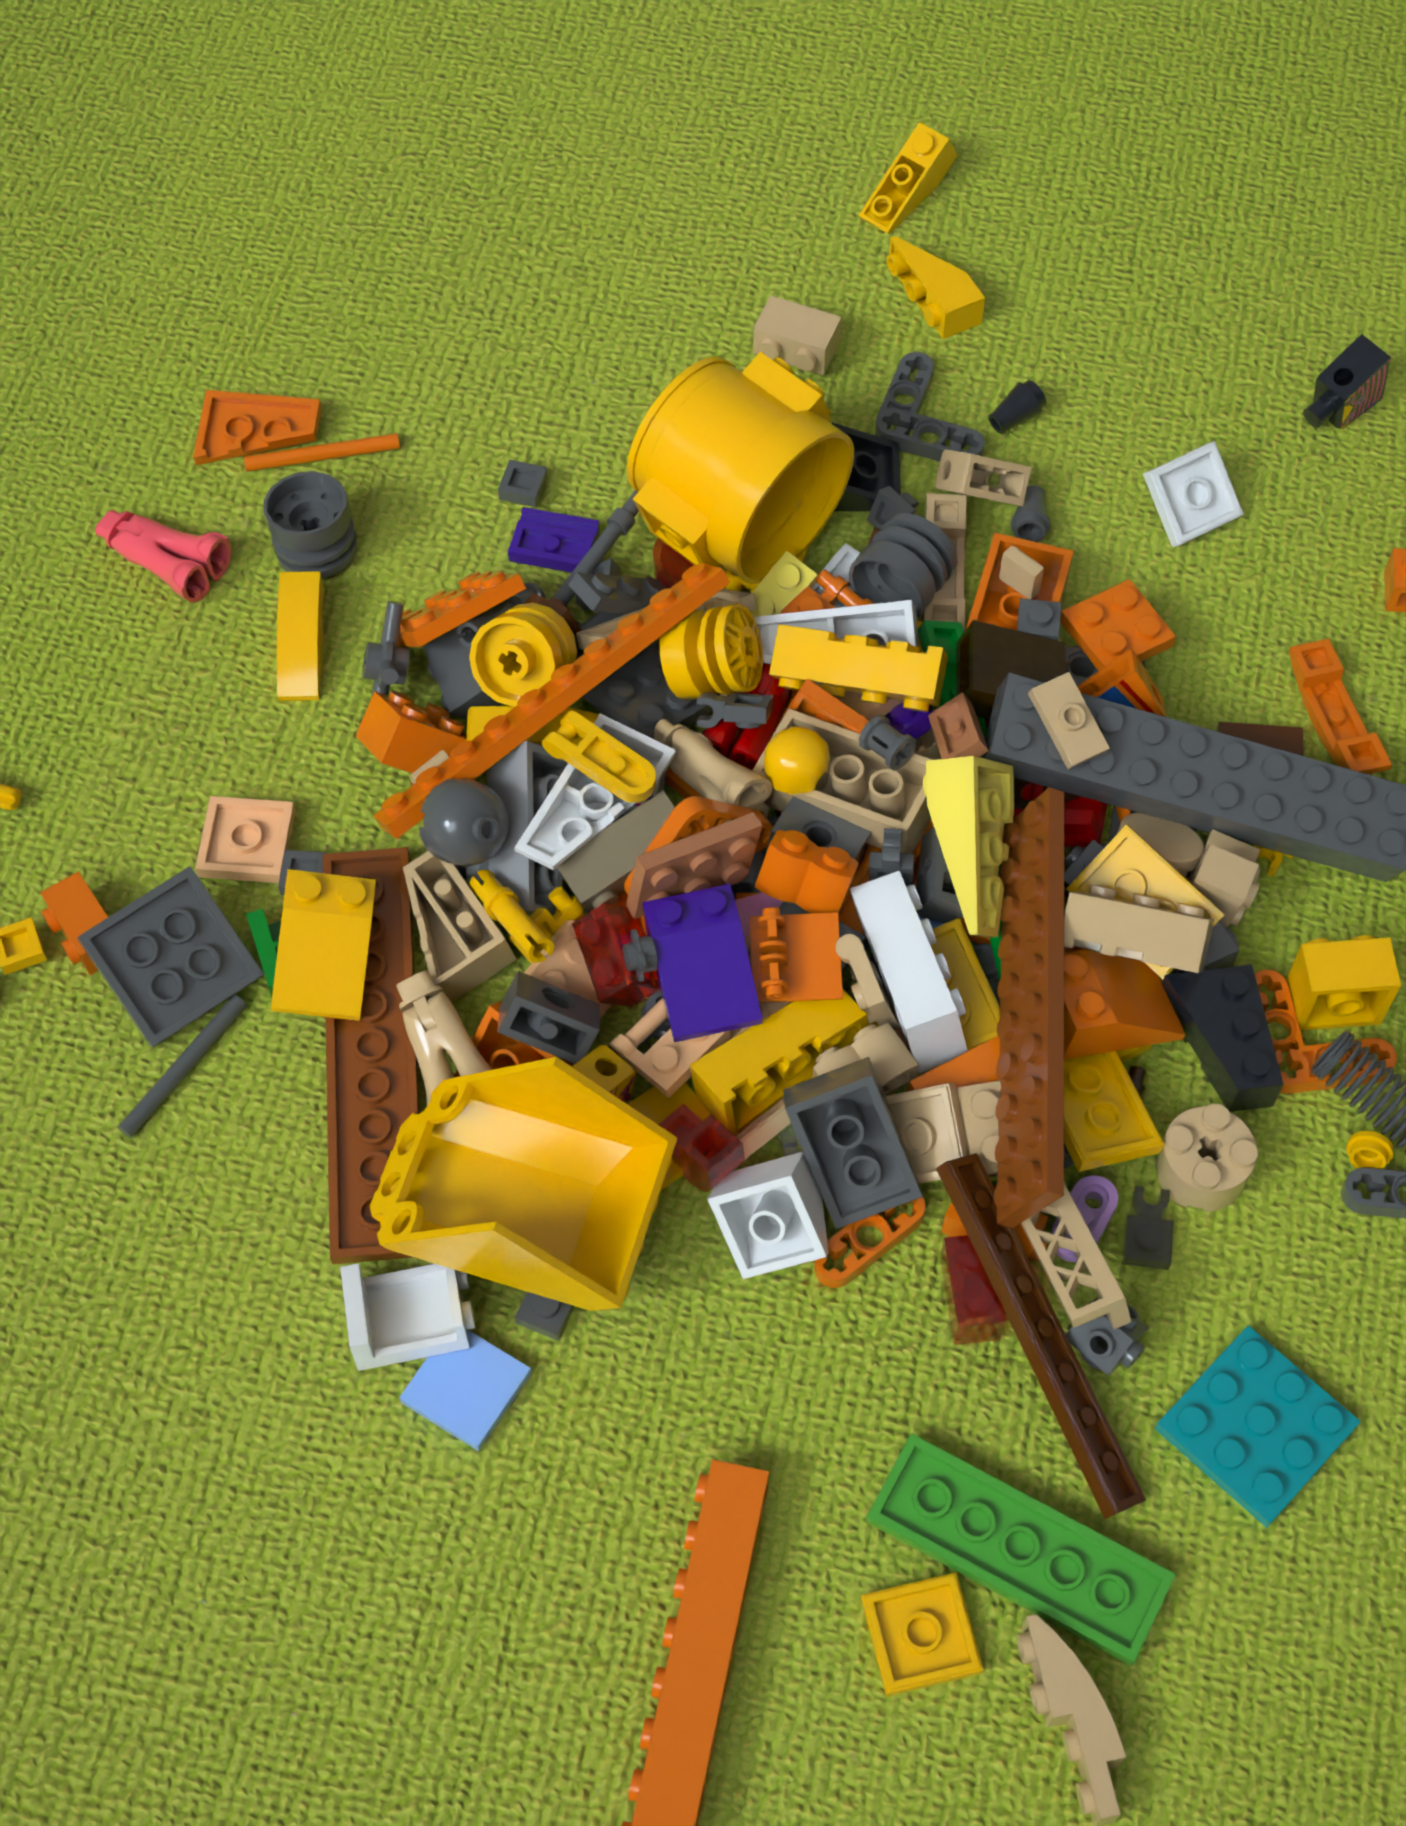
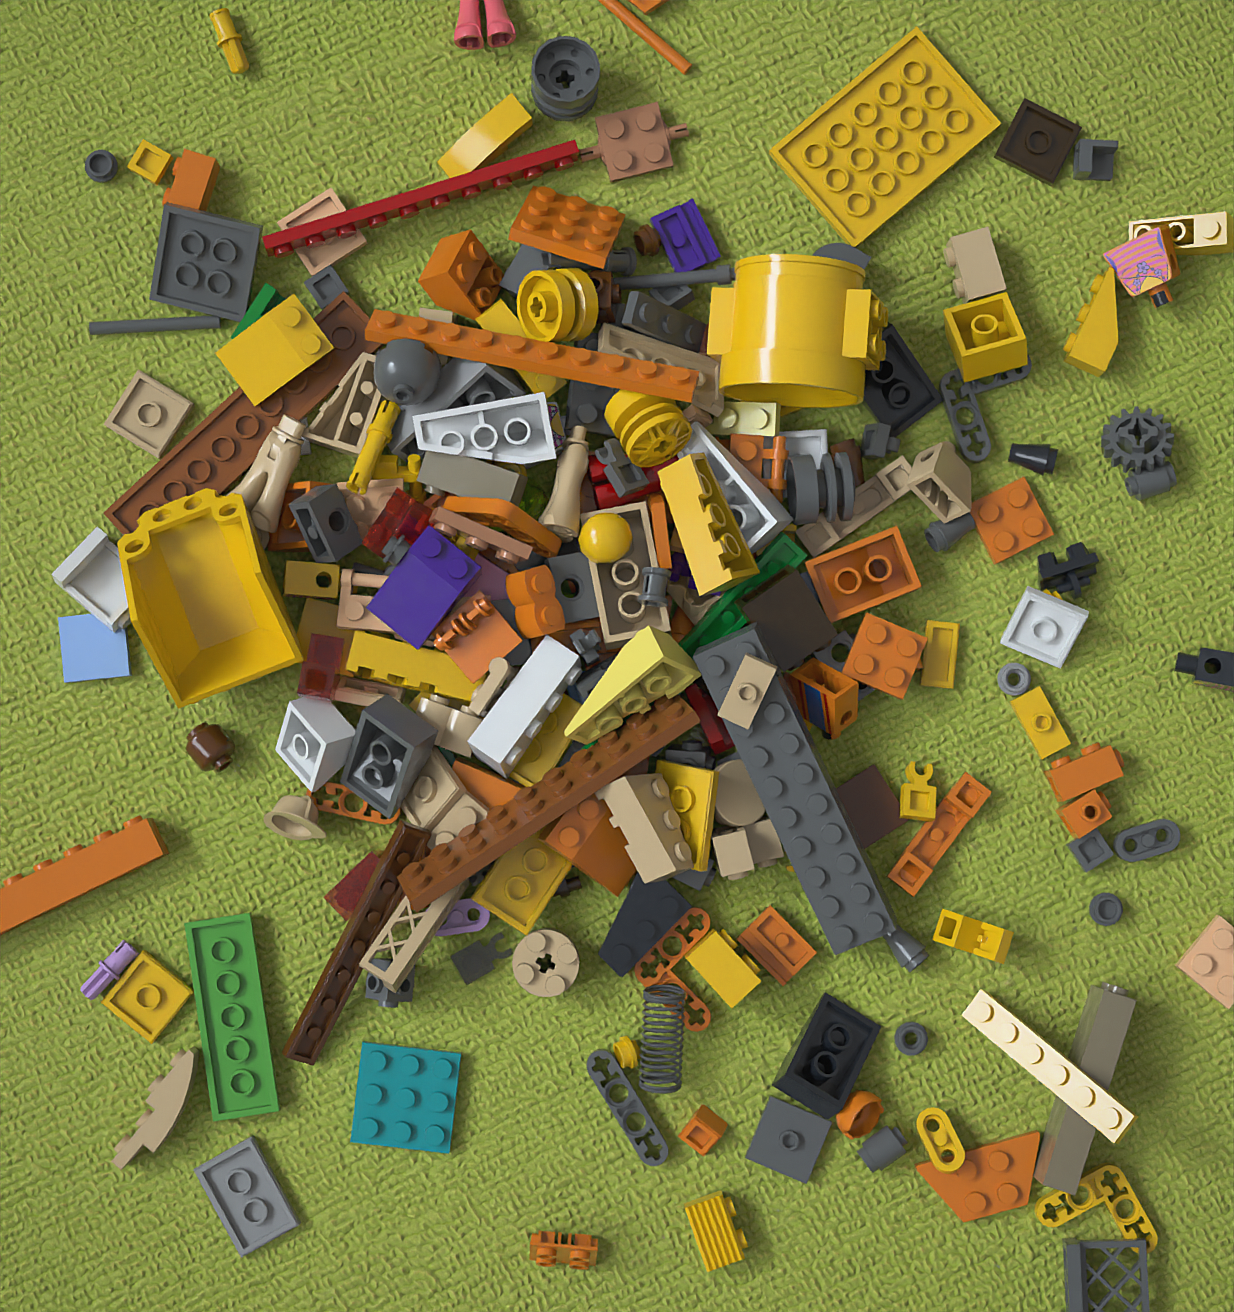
camera: 50 degrees right, 25 degrees up
(268, 1141) = (149, 414): none -> tan tile
(296, 730) = (409, 203): none -> red plate
(385, 660) = (499, 216): dark grey bar -> none
(422, 524) = (633, 142): none -> nougat plate
(522, 483) = (714, 181): dark grey plate -> none
(529, 567) = (647, 240): none -> reddish brown plate
(602, 758) = (508, 422): yellow plate -> none
(607, 331) = (884, 138): none -> yellow plate
(685, 1338) = (210, 747): none -> reddish brown head
(724, 234) = (1037, 142): none -> dark brown tile
(777, 204) = (1094, 159): none -> dark grey panel
(845, 1299) = (295, 818): none -> tan piece
(855, 1651) = (109, 969): none -> lavender axle
(871, 361) = (985, 337): none -> yellow brick
(913, 212) = (1146, 264): none -> torso
(958, 729) = (704, 621): nougat plate -> none
(1021, 572) = (868, 569): tan tile -> none
(1039, 618) = (842, 605): dark grey plate -> none
(1064, 464) = (1009, 520): none -> orange plate
(1068, 318) = (1121, 445): none -> dark grey gear
(1116, 335) = (1150, 484): none -> dark grey brick
(1155, 445) = (1067, 575): none -> black hips
(1166, 604) = (940, 654): none -> yellow tile
(1226, 548) = (1024, 679): none -> light grey plate
(1255, 1700) = (247, 1196): none -> light grey tile
(1283, 705) = (917, 798): none -> yellow plate
(1285, 564) = (1040, 722): none -> yellow plate
(1350, 918) = (776, 945): none -> orange plate
(1367, 555) = (1084, 773): none -> orange brick

